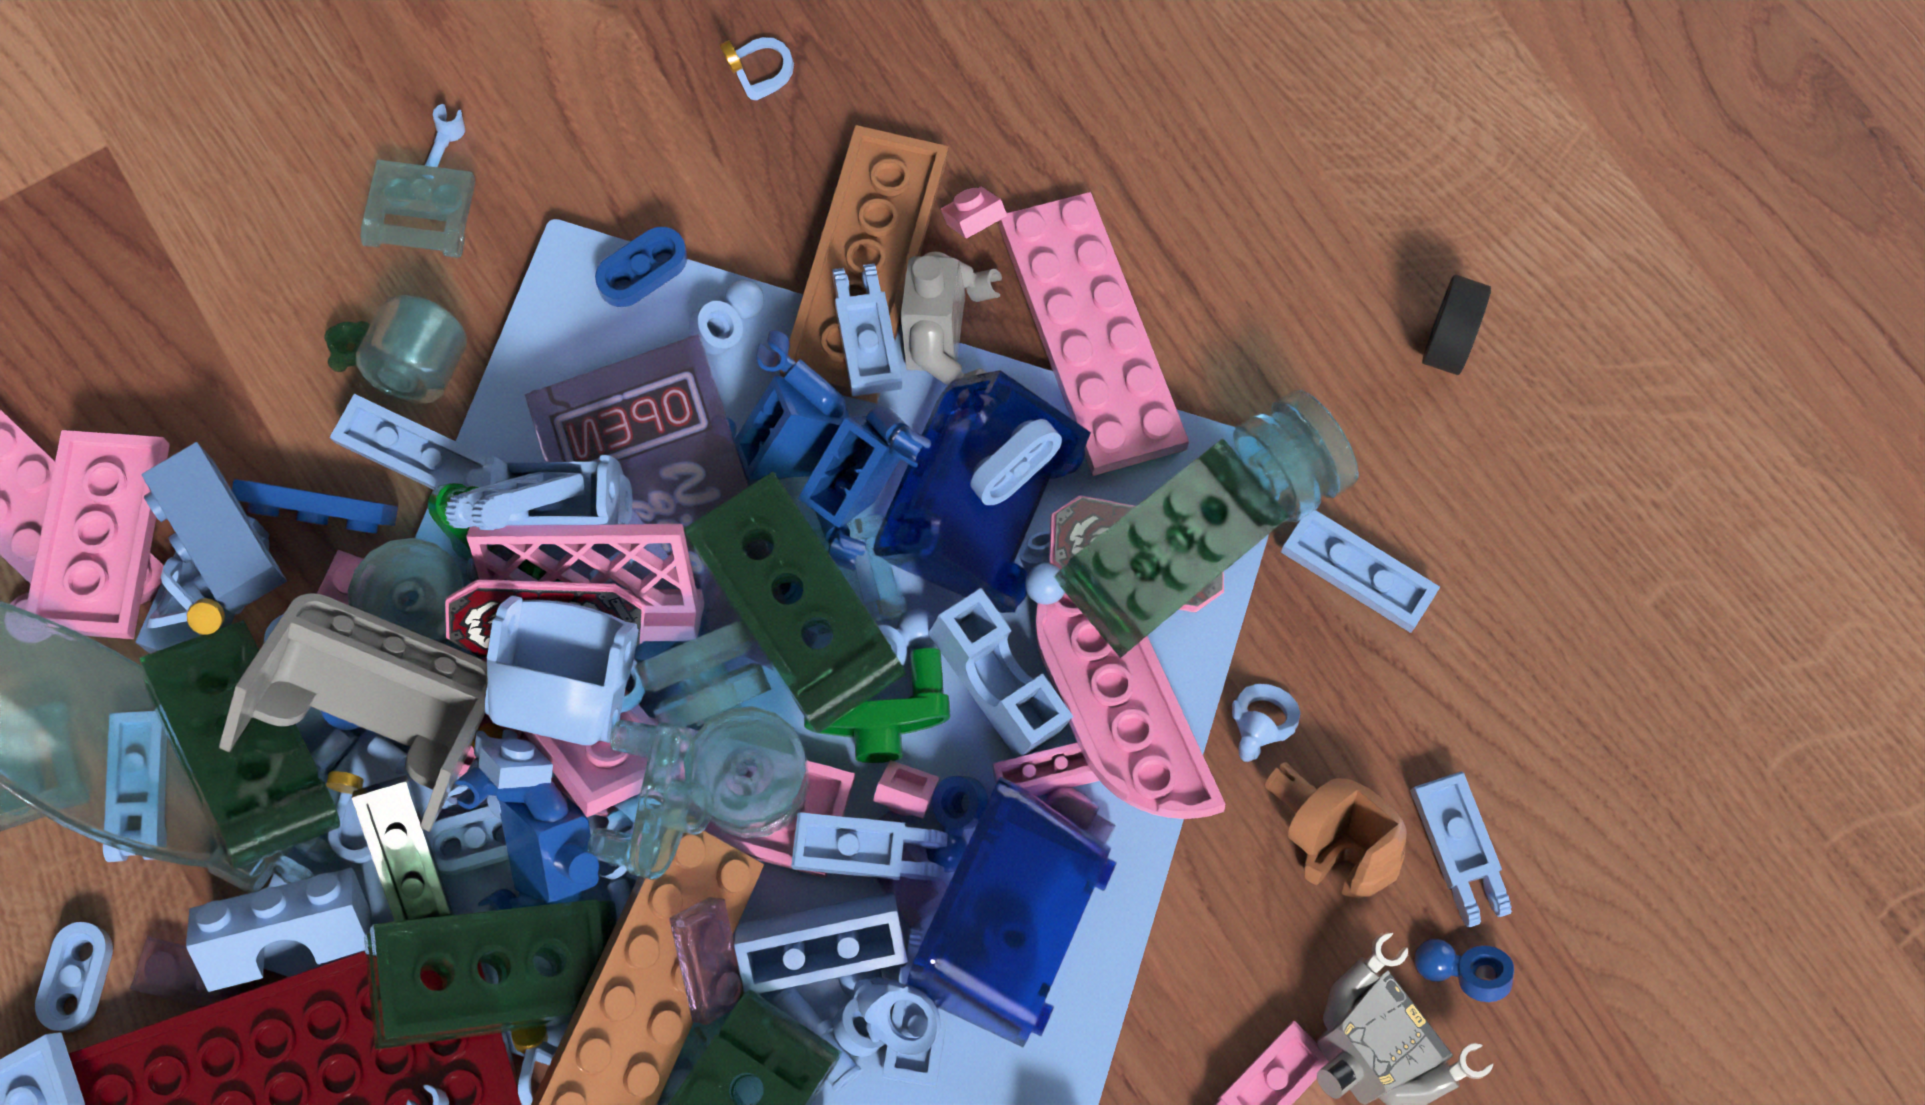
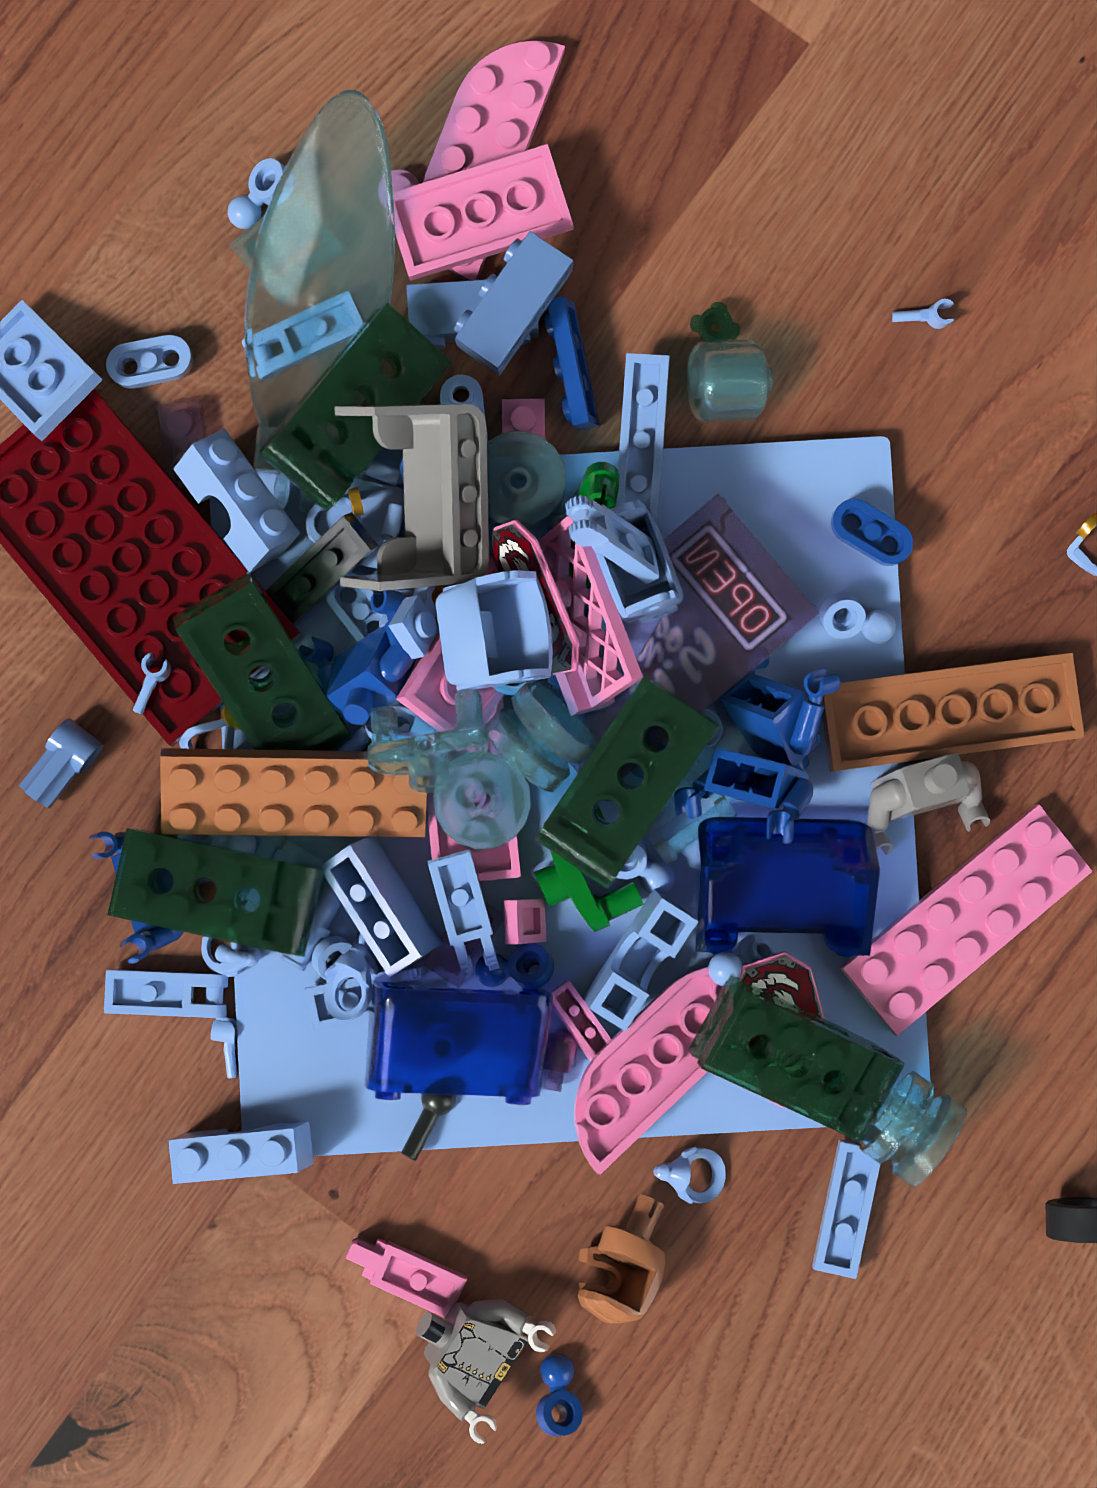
camera: 75 degrees right, 15 degrees up
(203, 616) = (440, 333): piece -> none
(418, 193) = (867, 322): clear light blue plate -> none
(707, 959) = (331, 830): clear purple plate -> none
(866, 335) = (879, 743): light blue hinge -> none
(973, 211) = (1033, 781): bright pink plate -> none
(1015, 462) = (832, 912): light blue plate -> none
(1076, 977) = (434, 1106): none -> pearl dark grey bar
(1461, 844) = (654, 1361): light blue hinge -> none

